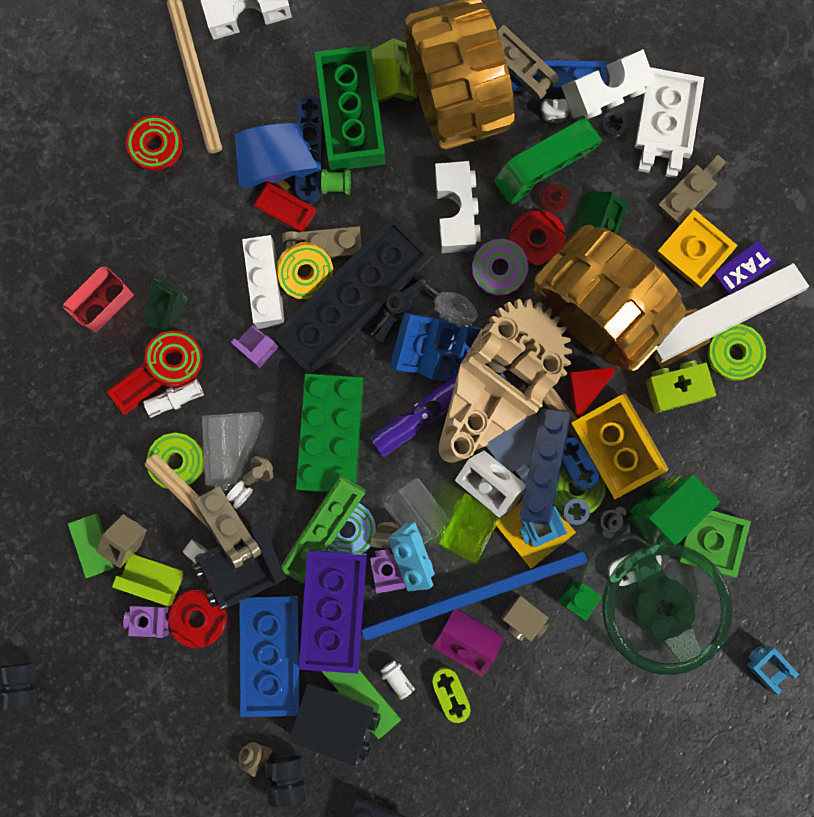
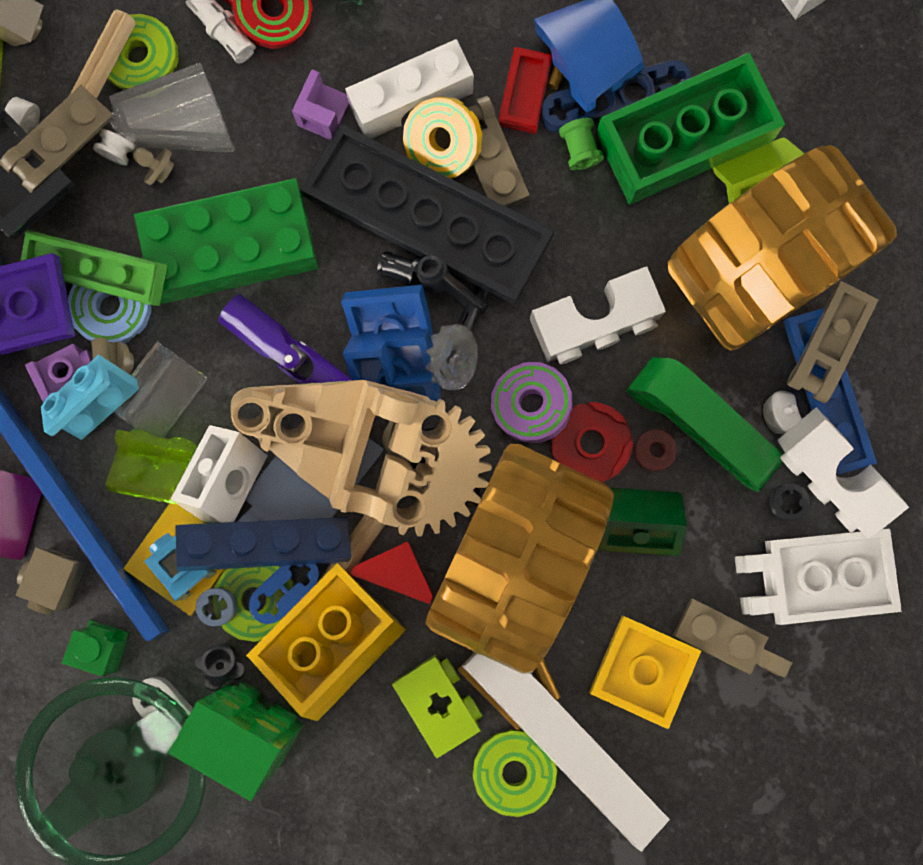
camera: 65 degrees right, 0 degrees up
(720, 540) = (234, 827): bright green plate -> none
(743, 268) = (639, 749): dark purple tile -> none

